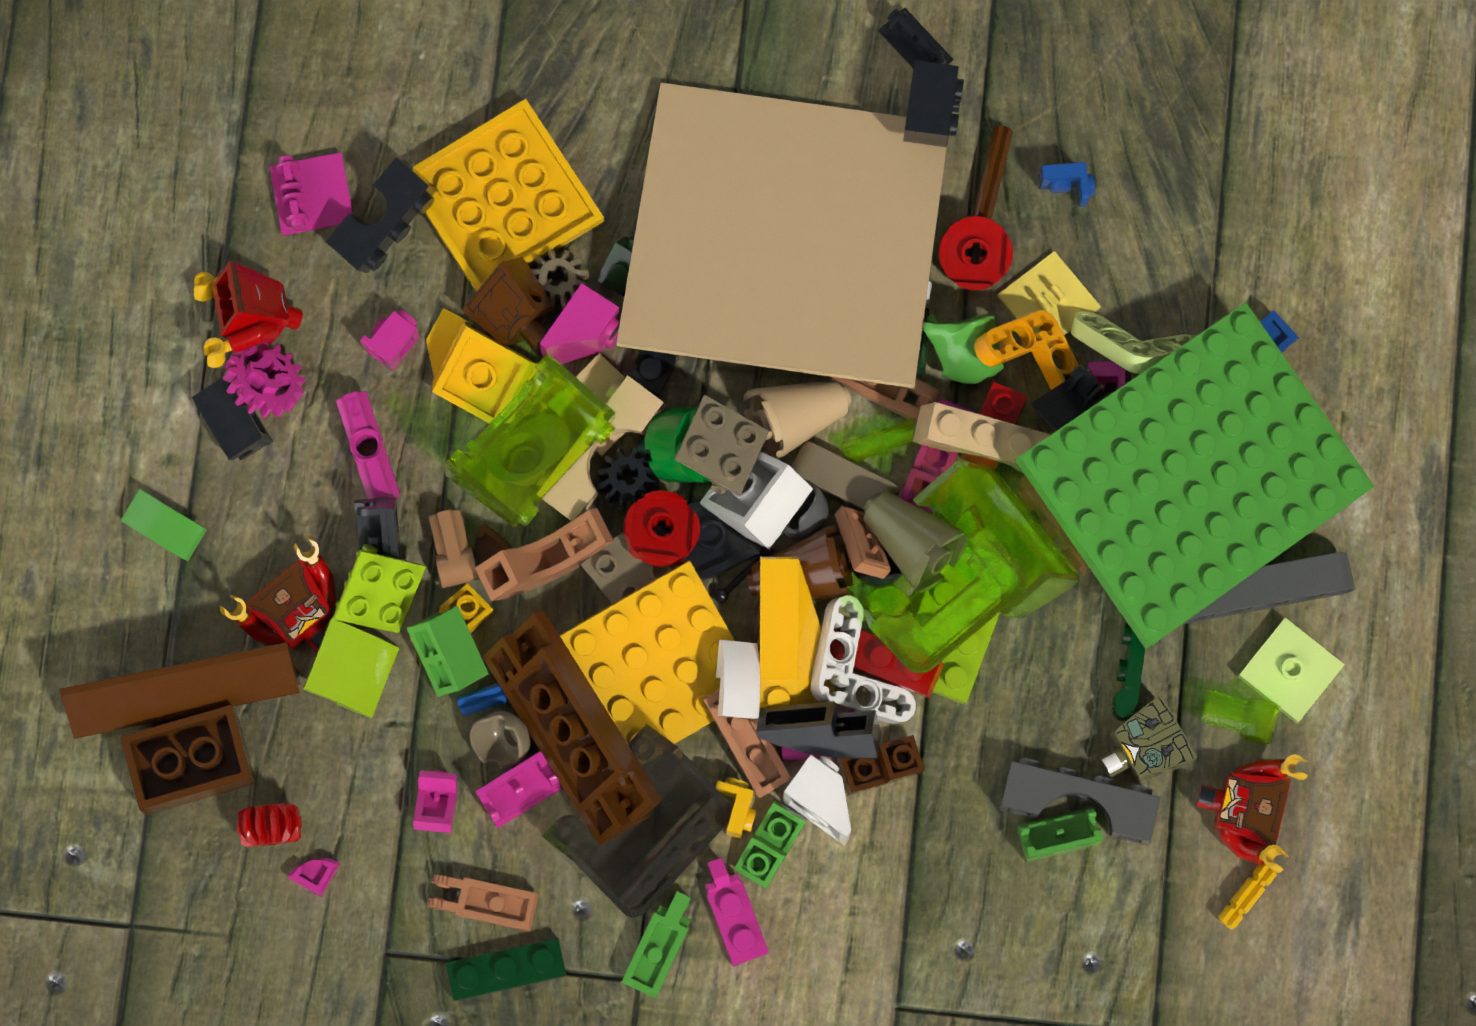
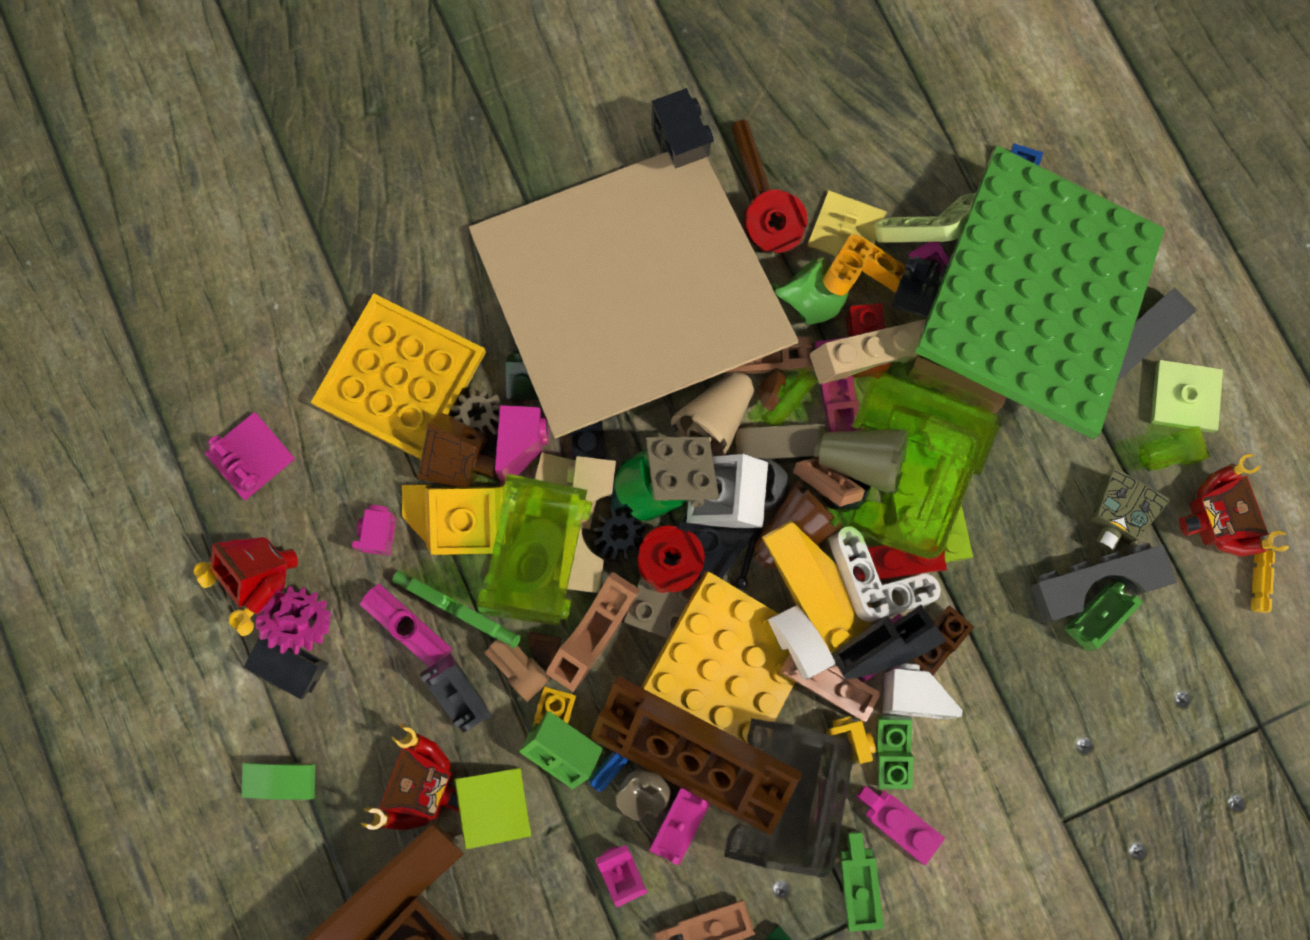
camera: 30 degrees left, 0 degrees up
(378, 590) = (479, 735): lime hinge -> none
(406, 196) = (324, 416): black arch -> none
(426, 458) = (457, 609): none -> bright green piece
(864, 419) = (770, 388): none -> reddish brown tile
(912, 39) = (633, 96): black hinge -> none
(1062, 177) = (807, 131): blue bracket -> none
(1130, 673) = (1076, 463): dark green hinge -> none

